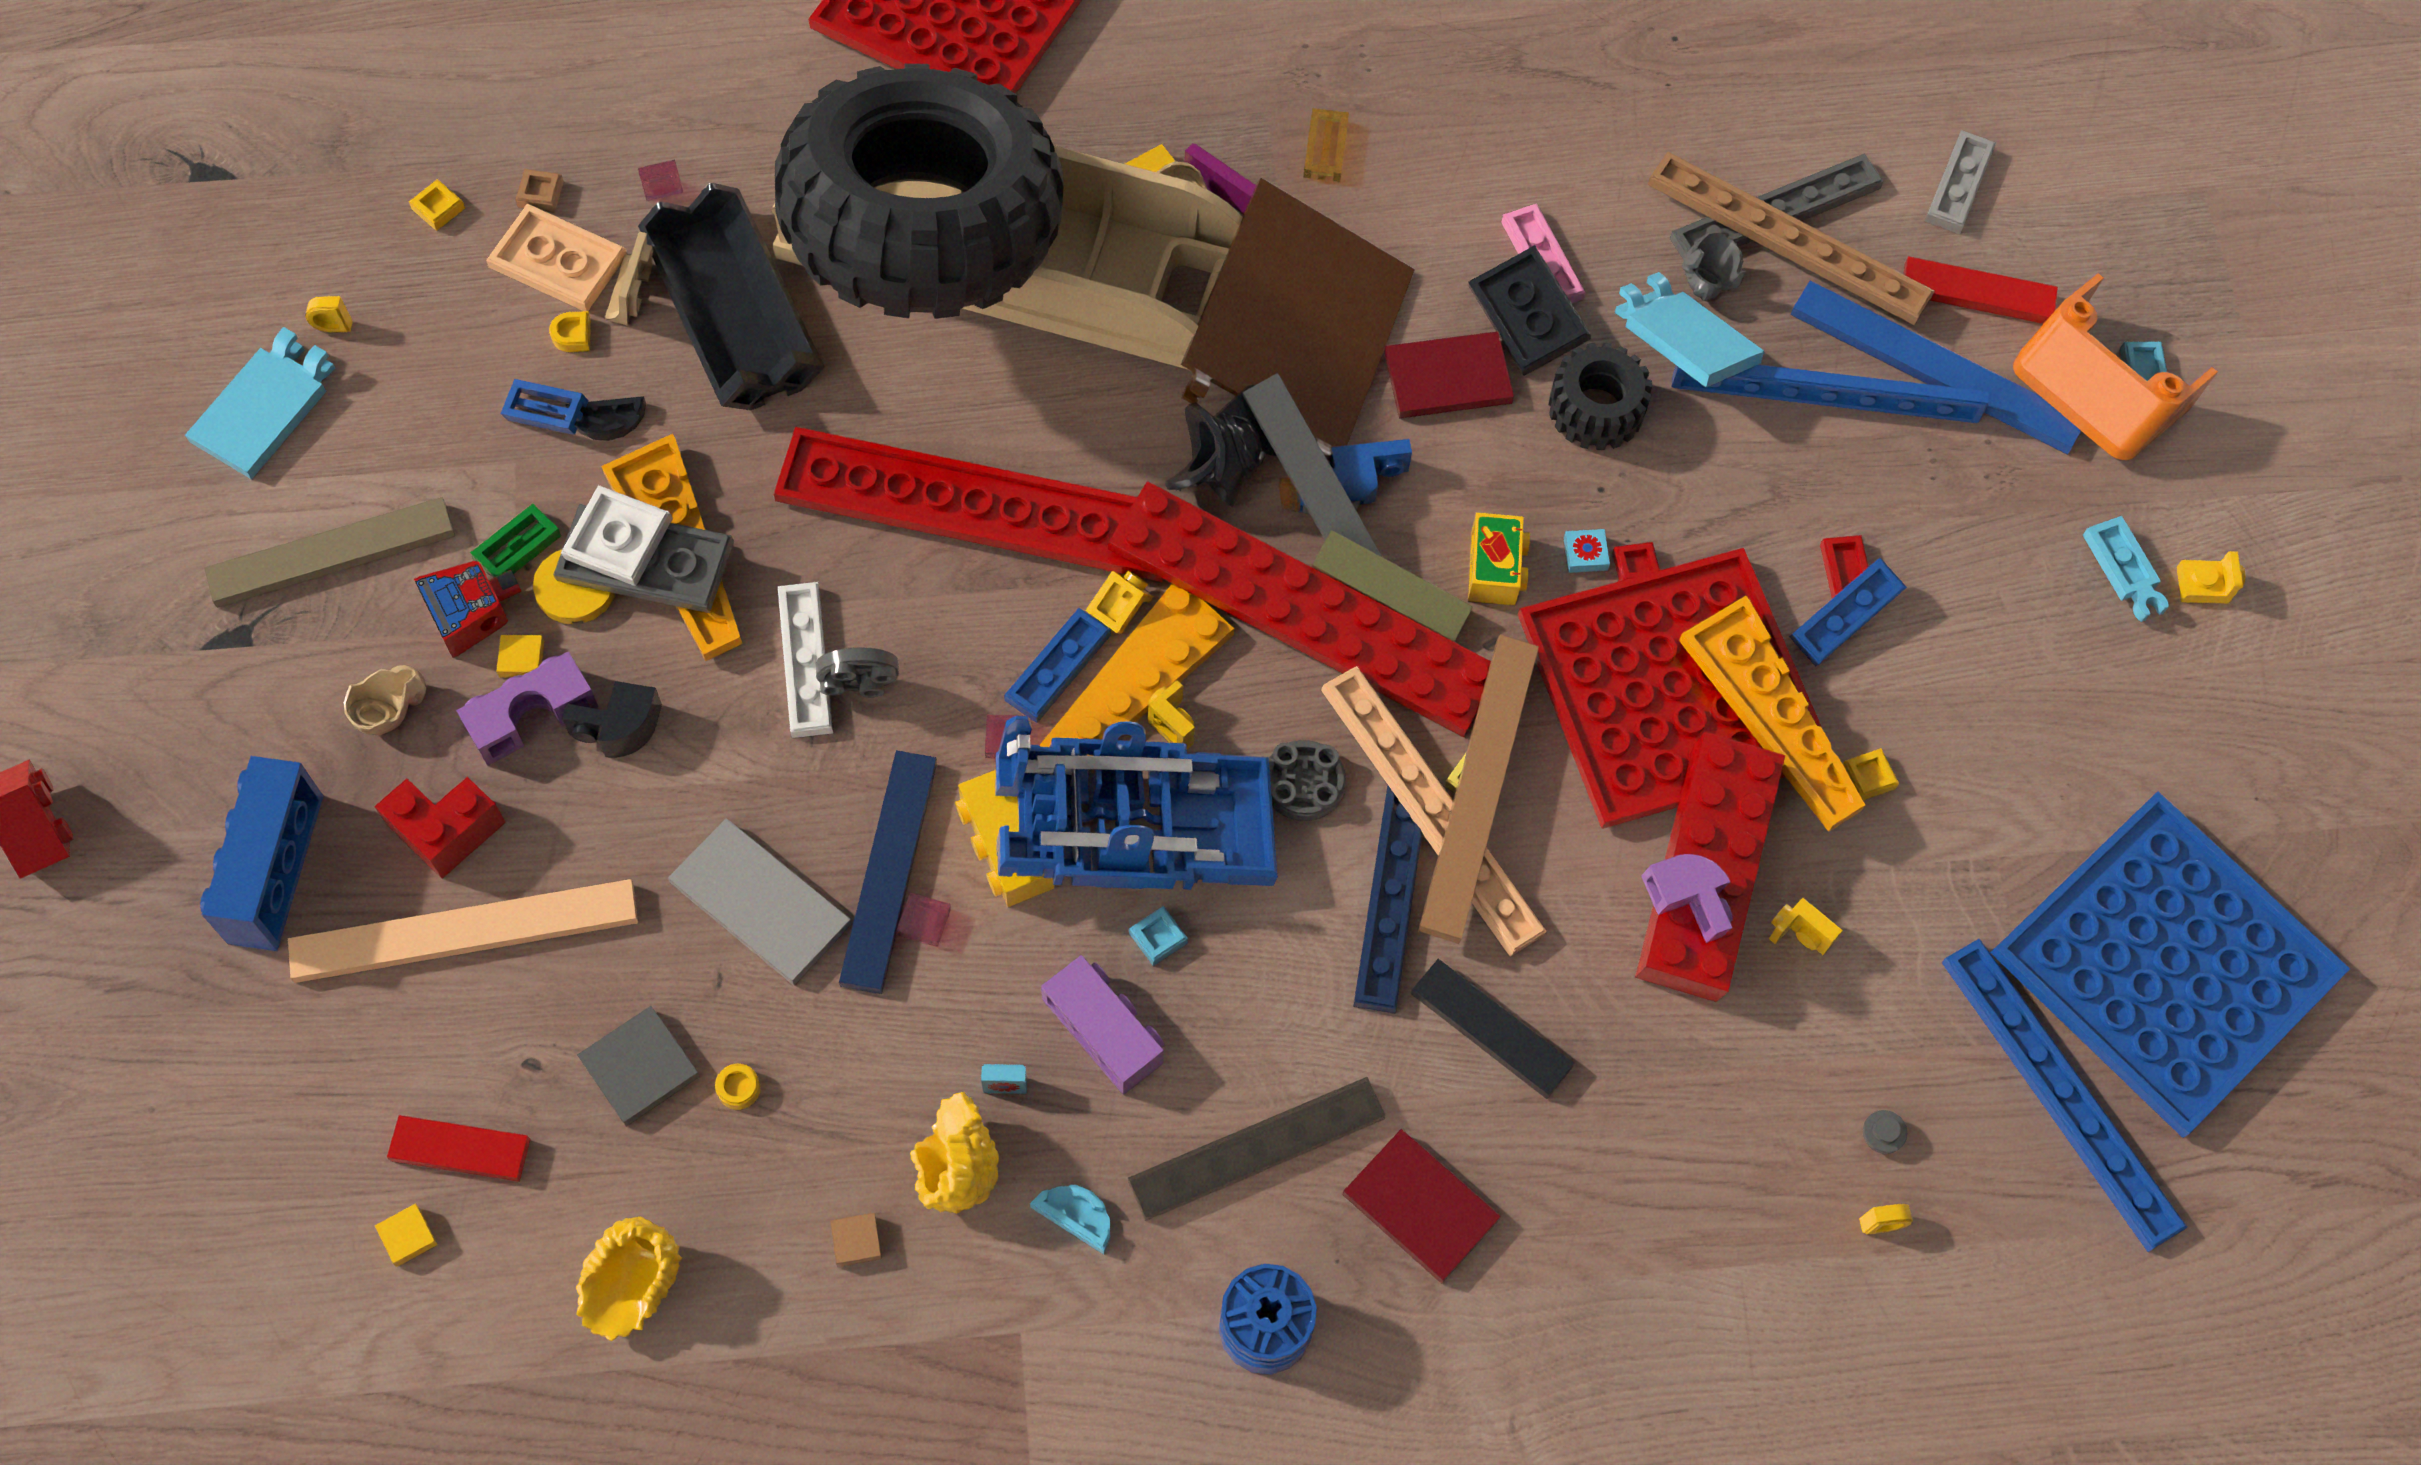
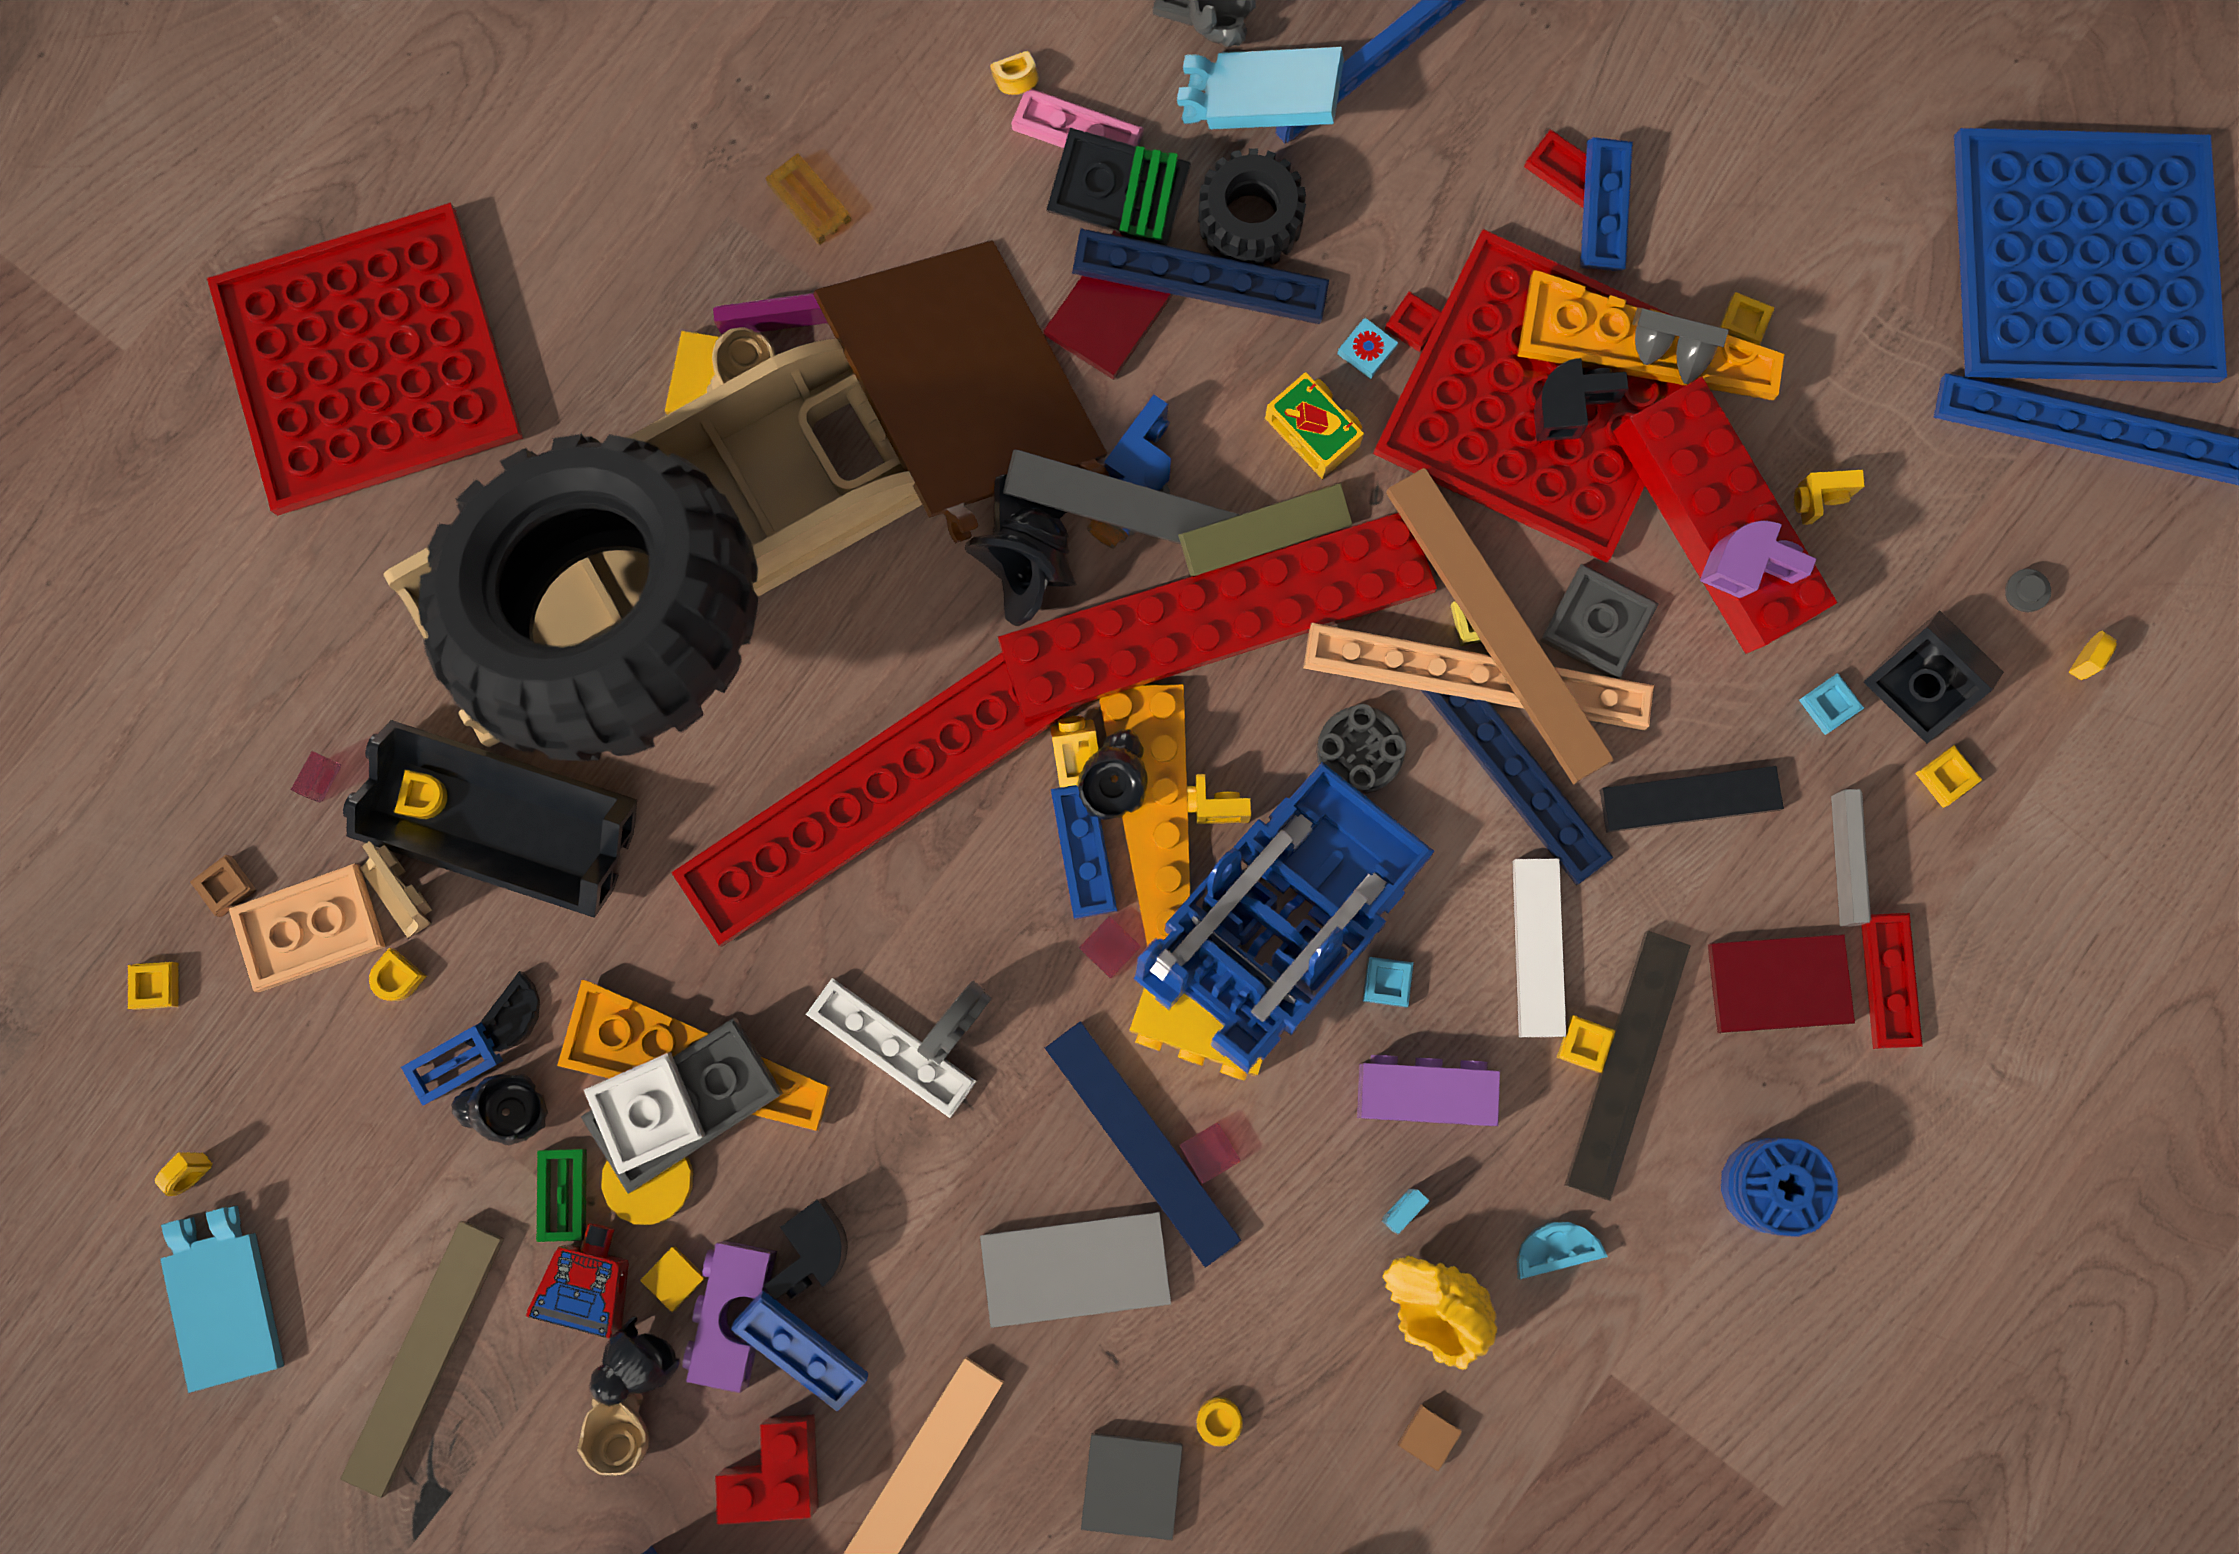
camera: 40 degrees left, 15 degrees up
(437, 668) = (632, 1365): none -> black piece
(541, 767) = (800, 1351): none -> blue tile
(544, 447) = (483, 1106): none -> black piece
(705, 248) = (420, 796): none -> yellow tile
(1122, 618) = (1118, 757): none -> black piece
(1243, 1105) = (1586, 1044): none -> yellow tile
(1281, 1016) = (1539, 948): none -> white tile
(1501, 1284) = (1891, 981): none -> red tile
(1522, 407) = (1200, 276): none -> dark blue tile
(1533, 315) = (1155, 157): none -> green tile
(1538, 190) = (1015, 73): none -> yellow tile
(1554, 859) = (1599, 622): none -> dark grey tile
(1559, 1171) = (1851, 858): none -> light grey tile
(1660, 1067) = (1831, 704): none -> medium azure tile
(1682, 688) = (1563, 399): none -> black brick
(1692, 1195) = (1948, 776): none -> yellow tile
(1751, 1115) = (1934, 677): none -> black slope
(1804, 735) = (1695, 344): none -> dark grey tile

